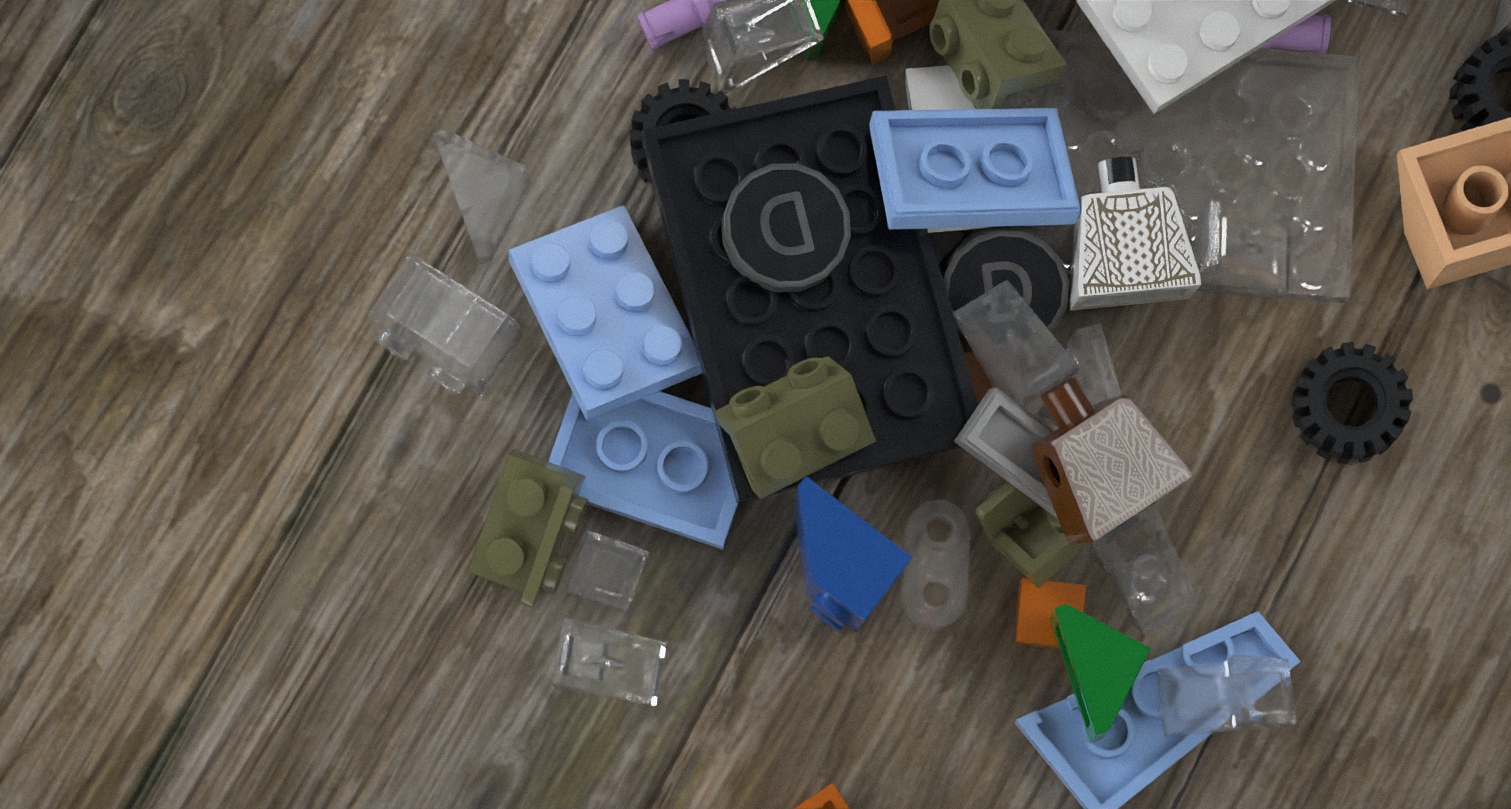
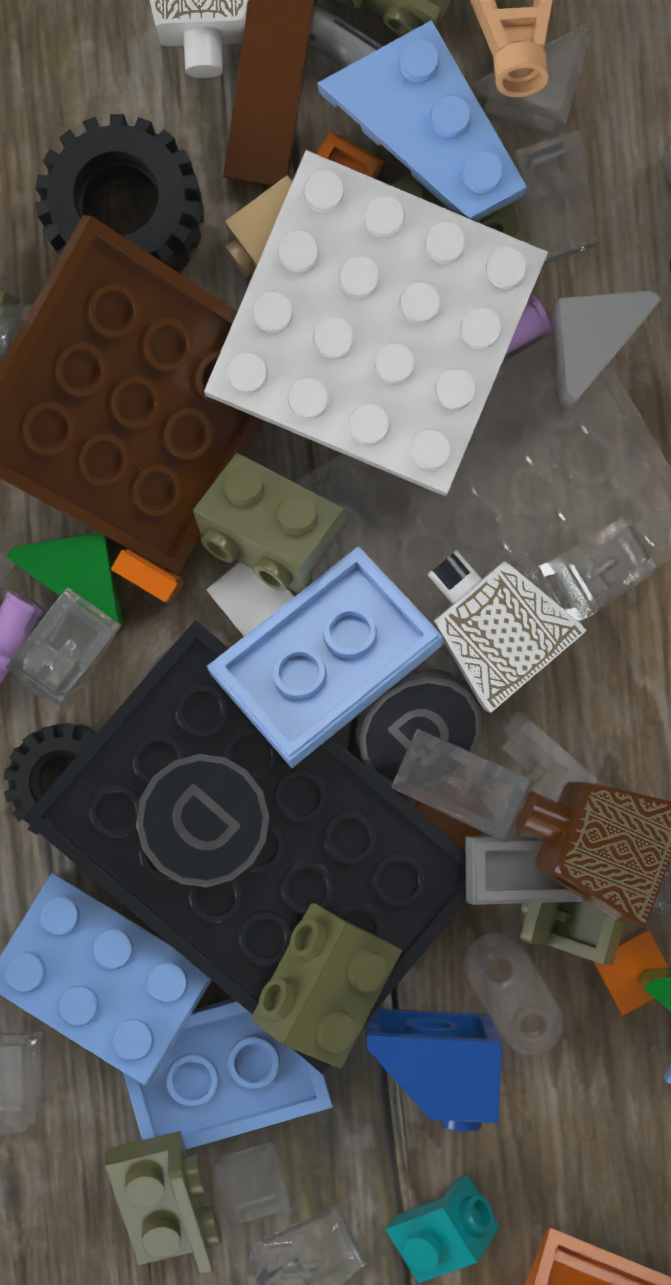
camera: 25 degrees left, 10 degrees up
(742, 718) = (445, 1231): none -> teal bracket
(1360, 68) = (590, 334): none -> light grey slope

